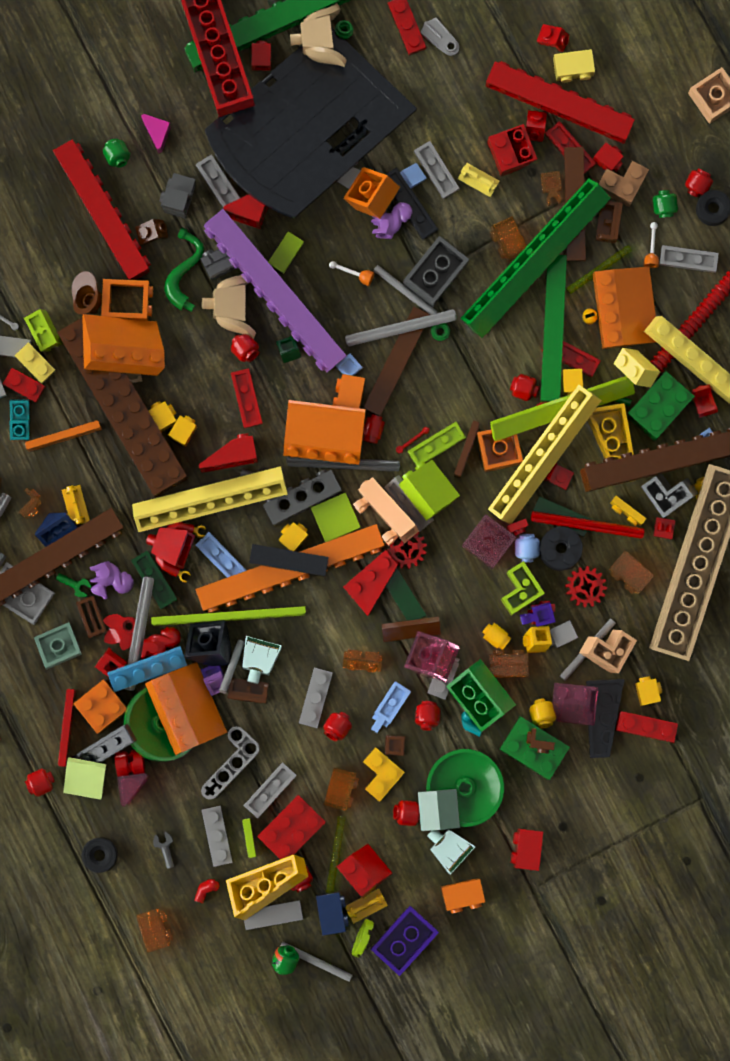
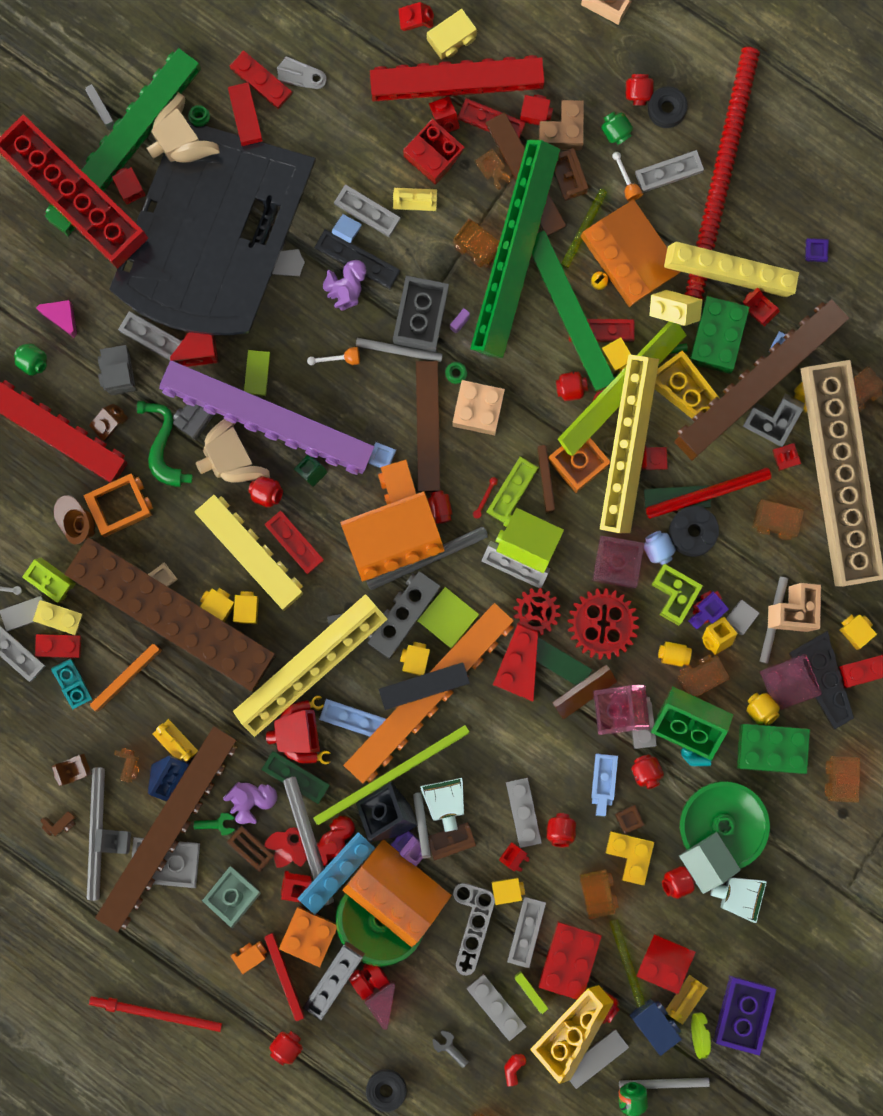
camera: 25 degrees left, 0 degrees up
(48, 698) = (249, 956): none -> orange brick
(84, 778) = (330, 1019): yellowish green tile -> none
(122, 345) = (138, 553): orange slope -> none
(207, 388) = (248, 552): none -> light yellow brick
(235, 453) = (312, 604): red slope -> none
(272, 751) = (507, 890): none -> yellow brick
(289, 728) = (513, 857): none -> red tile
(353, 661) = (561, 747): clear orange hinge -> none
(371, 192) = (313, 267): orange brick -> none
(380, 46) = (245, 114): none -> red tile
(388, 510) = (498, 582): light nougat brick -> none
(402, 327) = (414, 389): light grey axle -> none
(443, 367) = (478, 407): none -> light nougat brick
(462, 895) = (780, 937): orange brick -> none
(464, 292) = (460, 321): none -> medium lavender tile
(467, 593) = (623, 626): none -> red gear
(518, 527) = (639, 532): red plate -> none
(527, 850) = (821, 856): red brick -> none
(542, 746) = (784, 743): reddish brown bracket -> none
(576, 799) = (843, 779): none -> clear orange brick
(588, 595) = (747, 564): red gear -> none
(620, 506) = (731, 457): yellow plate -> none

